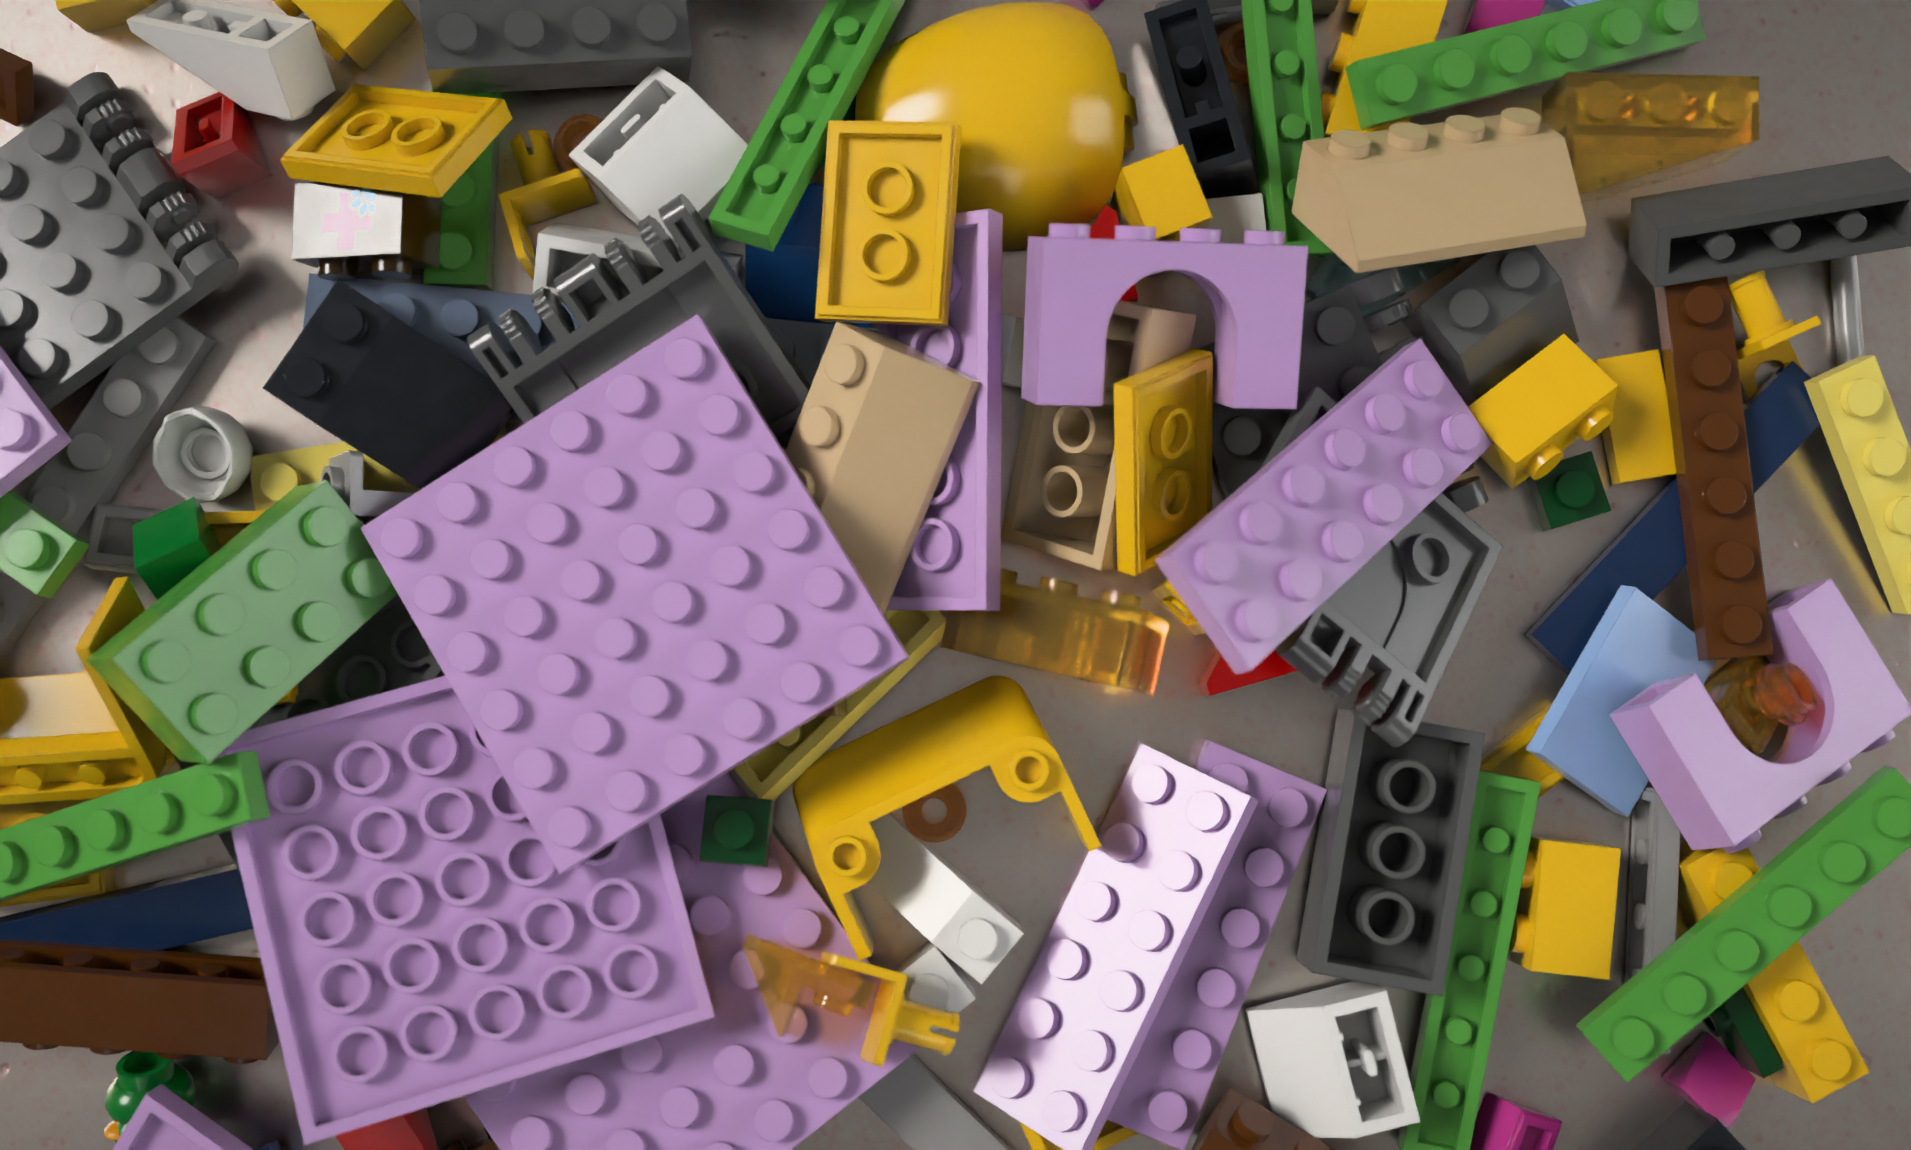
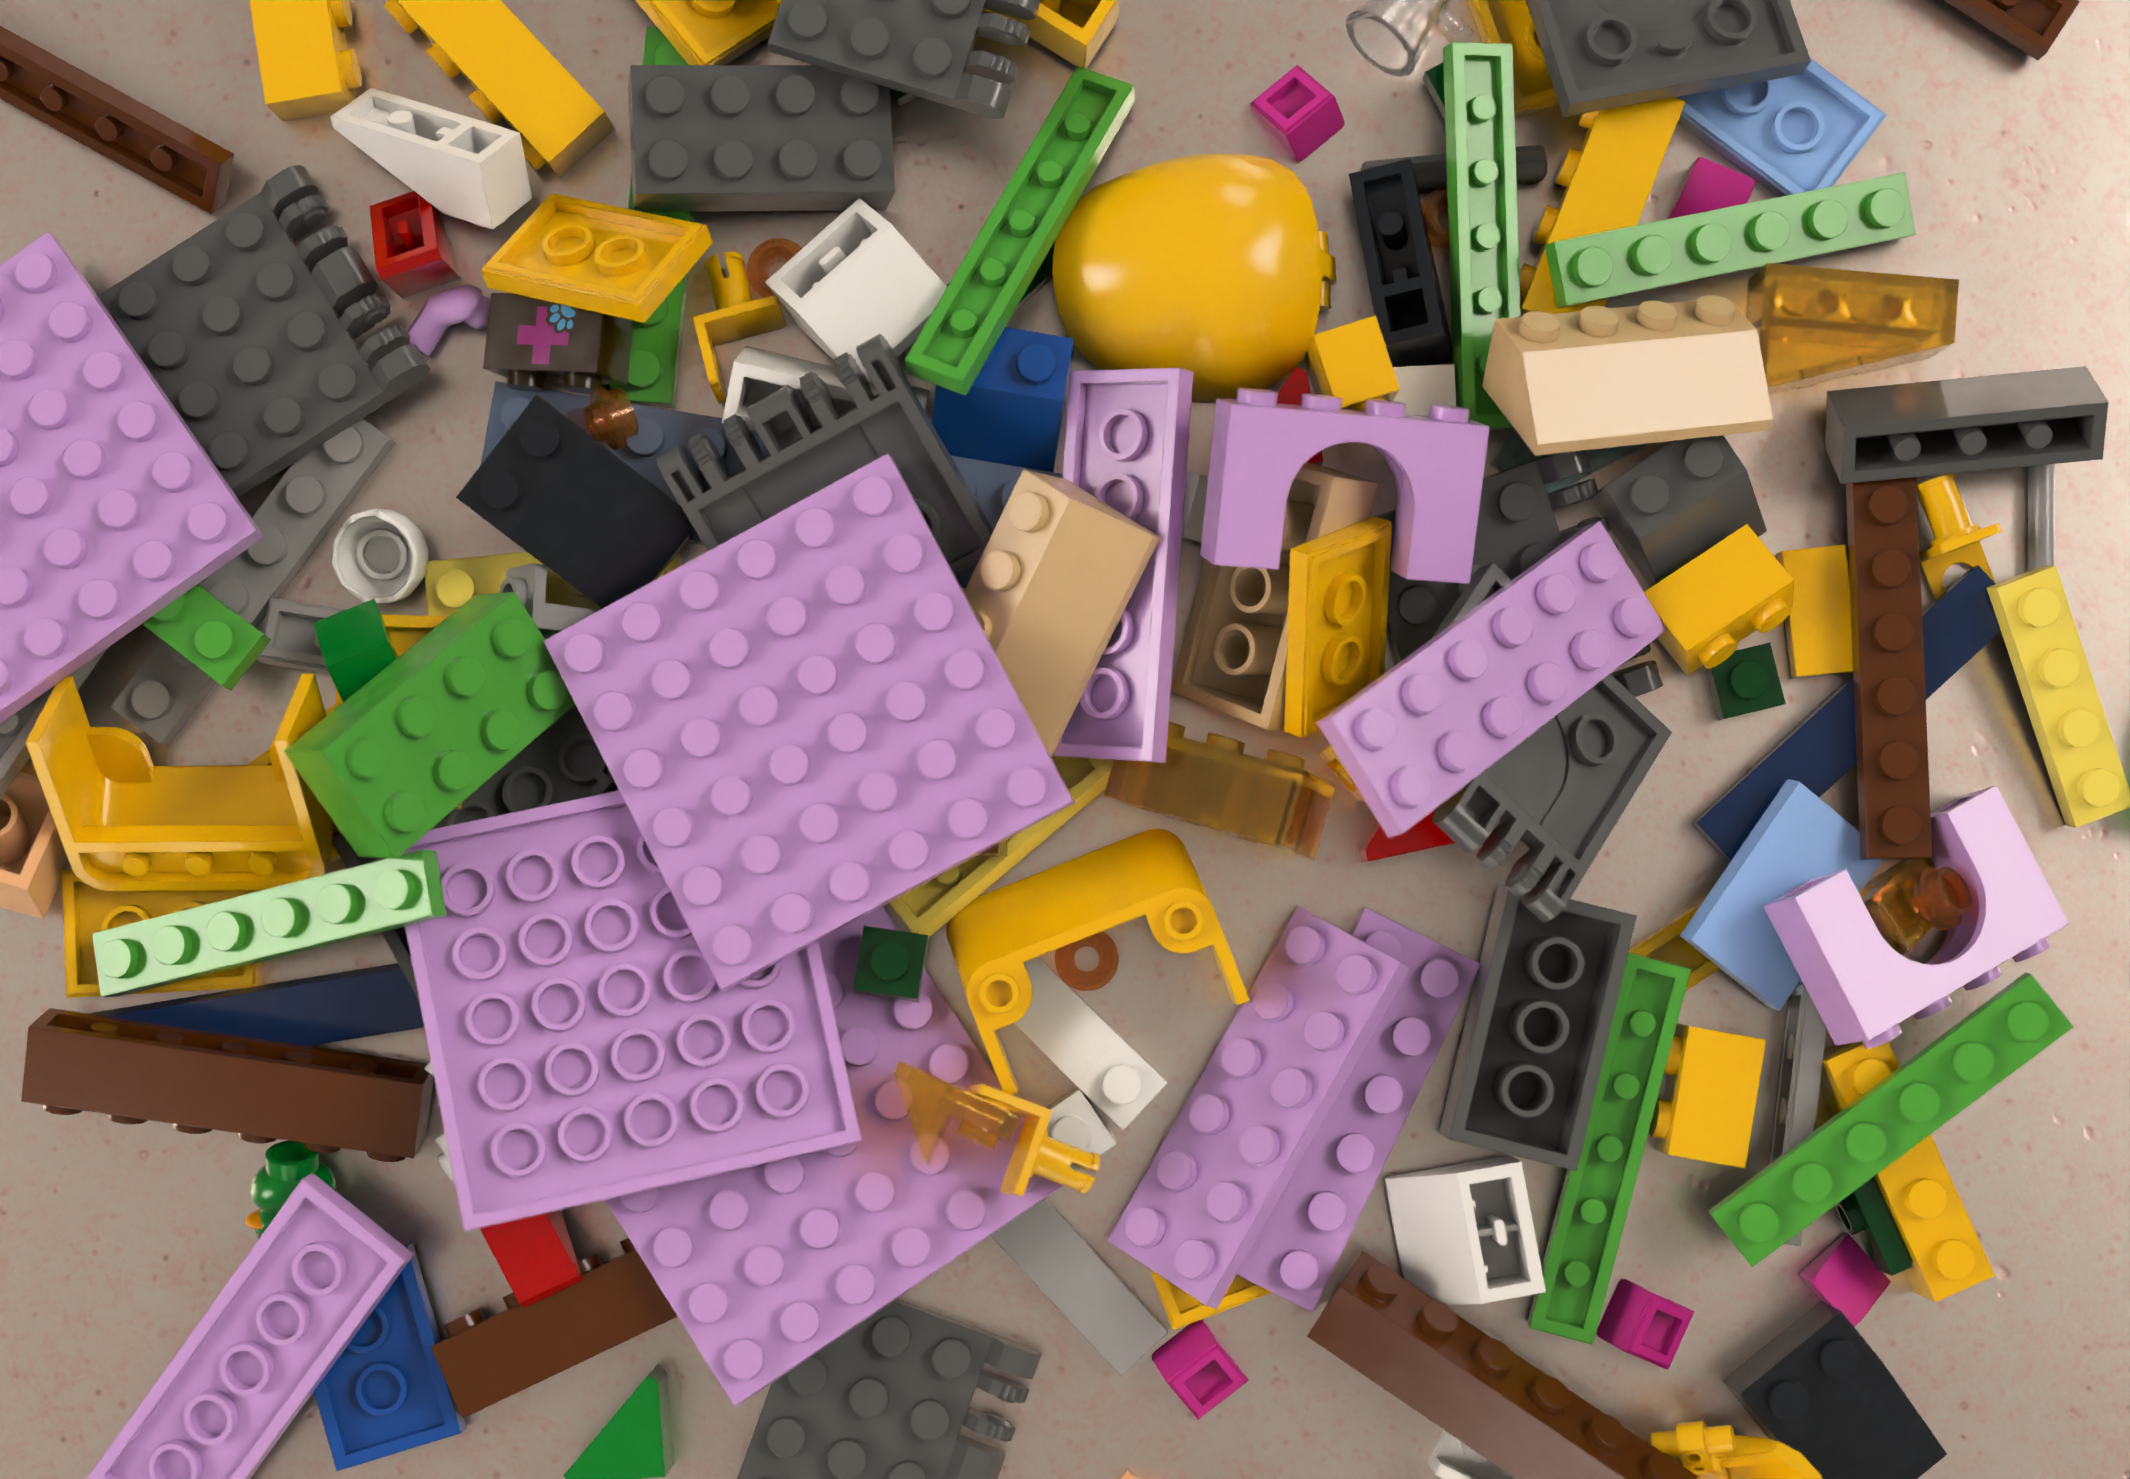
camera: 10 degrees right, 0 degrees up
(254, 207) = (447, 309): none -> lavender arm
(421, 299) = (611, 417): none -> clear orange plate
(888, 222) = (1080, 373): yellow tile -> none

